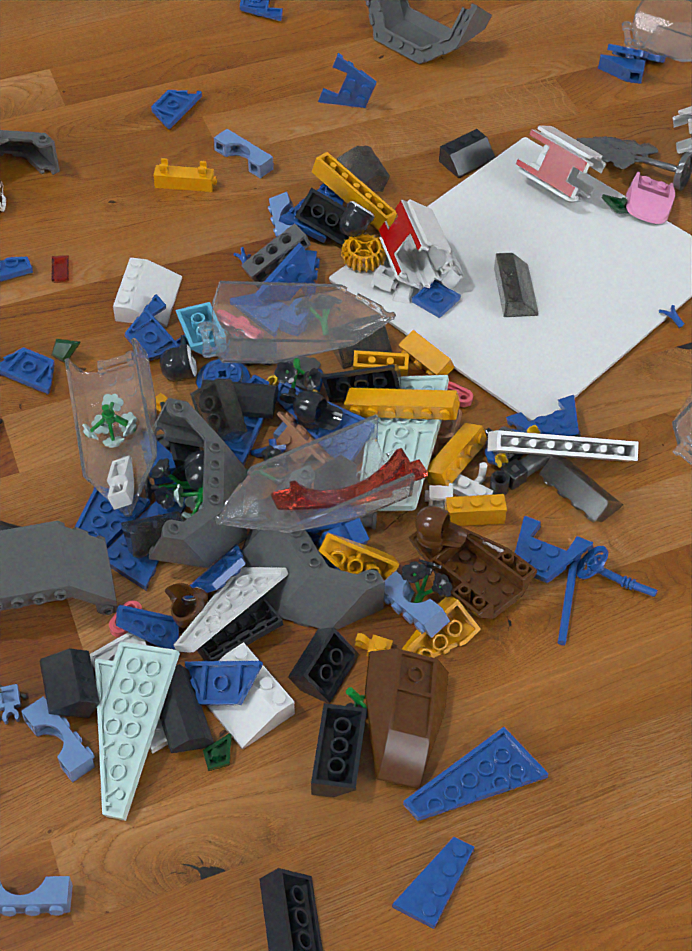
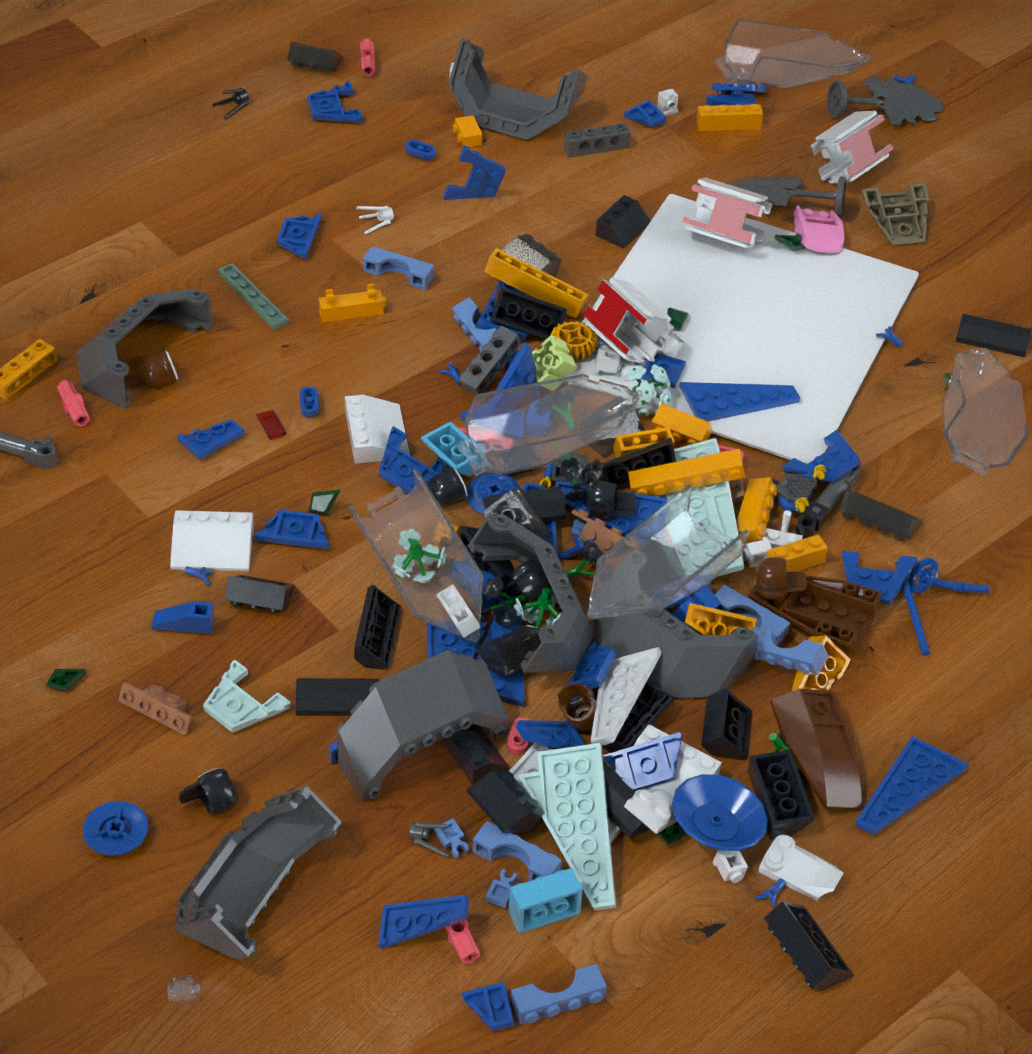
camera: 20 degrees left, 5 degrees down
(26, 770) = (500, 890): none -> medium blue plate
(45, 480) = (376, 630): none -> black piece
(54, 794) = (545, 900): none -> medium azure brick
(75, 625) = (474, 753): none -> black slope
(103, 255) = (309, 401): none -> blue plate
(107, 152) = (253, 296): none -> sand green tile
(213, 729) = (655, 805): none -> white slope
(256, 104) = (384, 215): none -> white plant
(256, 803) = (730, 865): none -> white brick
(266, 737) = (720, 812): none -> blue dish
(285, 851) = (772, 892): none -> blue bar
(301, 497) = (720, 535): clear red slope -> none
(318, 53) = (420, 149): none -> blue plate
(324, 834) = (799, 868): none -> white slope
(330, 265) = (553, 360): none -> yellowish green brick
(355, 220) = (555, 309): black piece -> none
(367, 46) = (467, 131): none -> light orange brick
(374, 644) = (761, 698): light orange plate -> none
(388, 539) = (737, 603): none -> medium blue arch
(405, 313) = (647, 389): none -> light aqua plant
(416, 571) = (781, 619): black plant -> none
(433, 887) = (914, 884): blue wing -> none
(471, 252) = (677, 318): none -> dark green piece
(480, 75) = (597, 140): none -> dark grey brick
(481, 340) = (726, 400): none -> blue wing
(514, 286) = (732, 341): clear smoke slope -> none
(538, 61) = (646, 114): none -> blue wing
(562, 446) = (853, 477): white brick -> none
(563, 54) = (668, 102): none -> white brick
(614, 78) = (729, 117): none -> light orange brick

